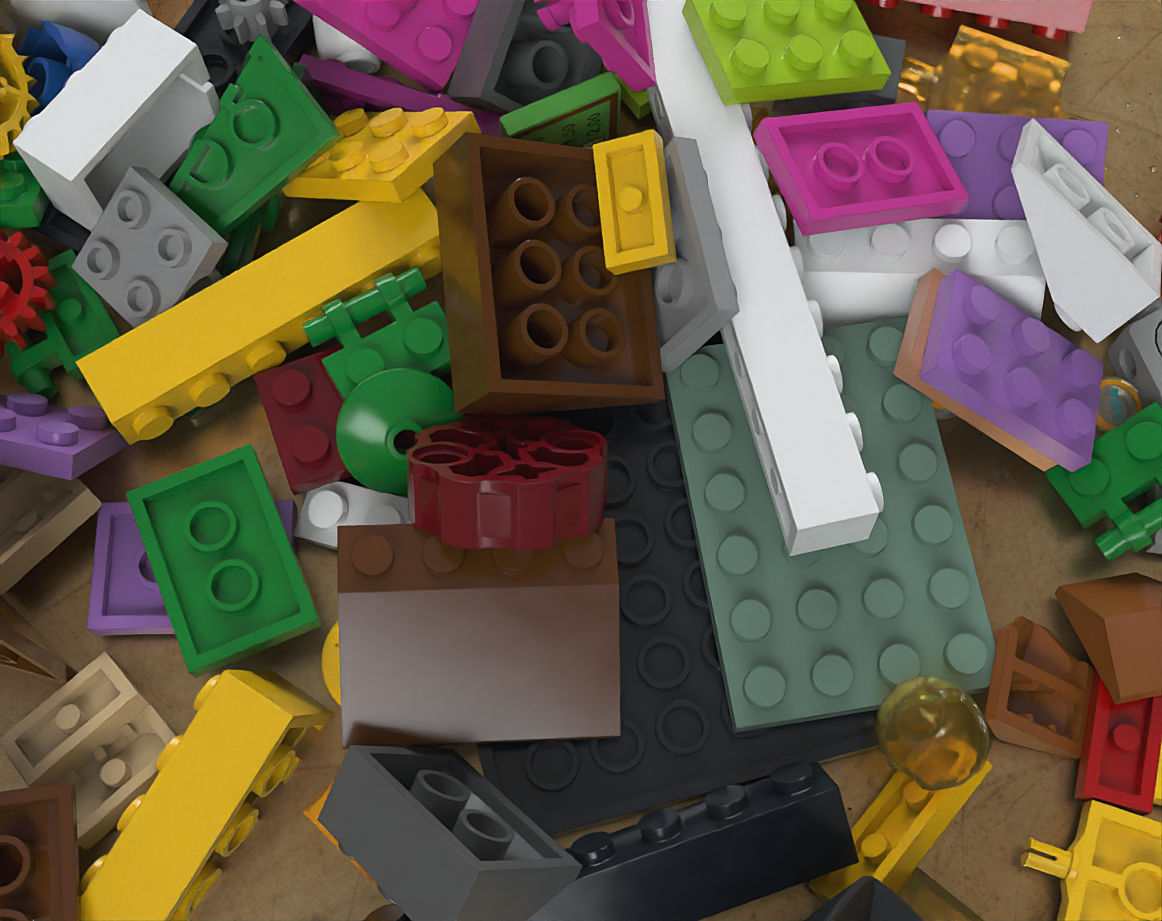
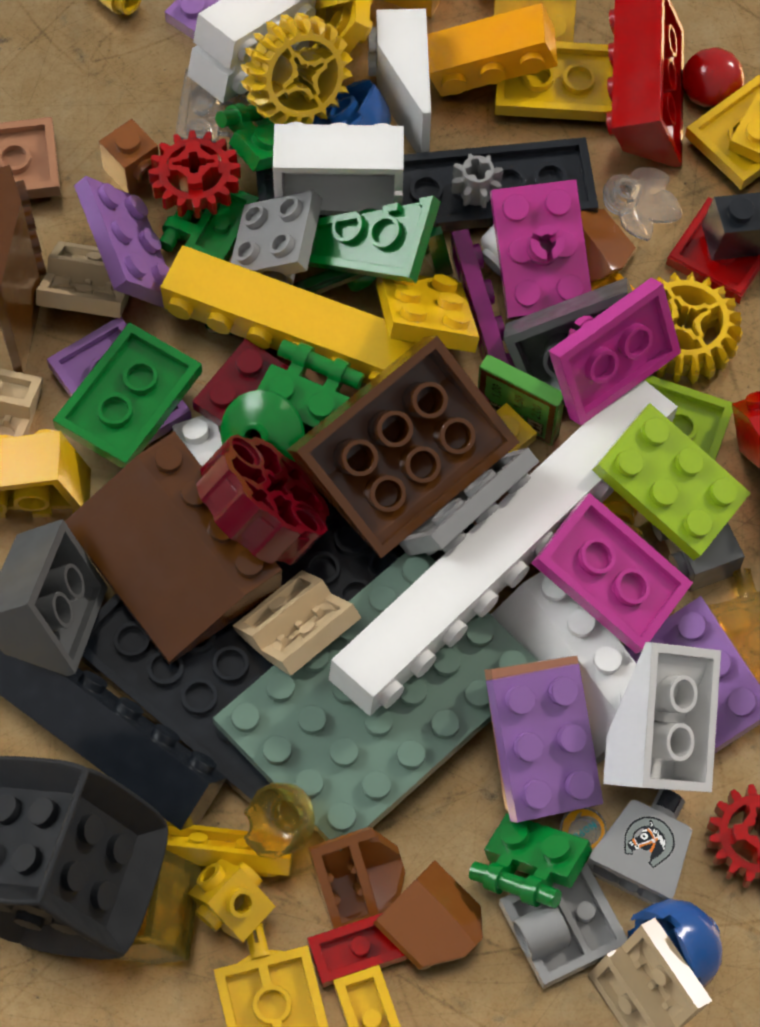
camera: 55 degrees right, 5 degrees down
(634, 202) = (476, 455): yellow plate -> none
(681, 548) = (296, 622): none -> tan slope
(991, 856) = (231, 899): none -> yellow brick

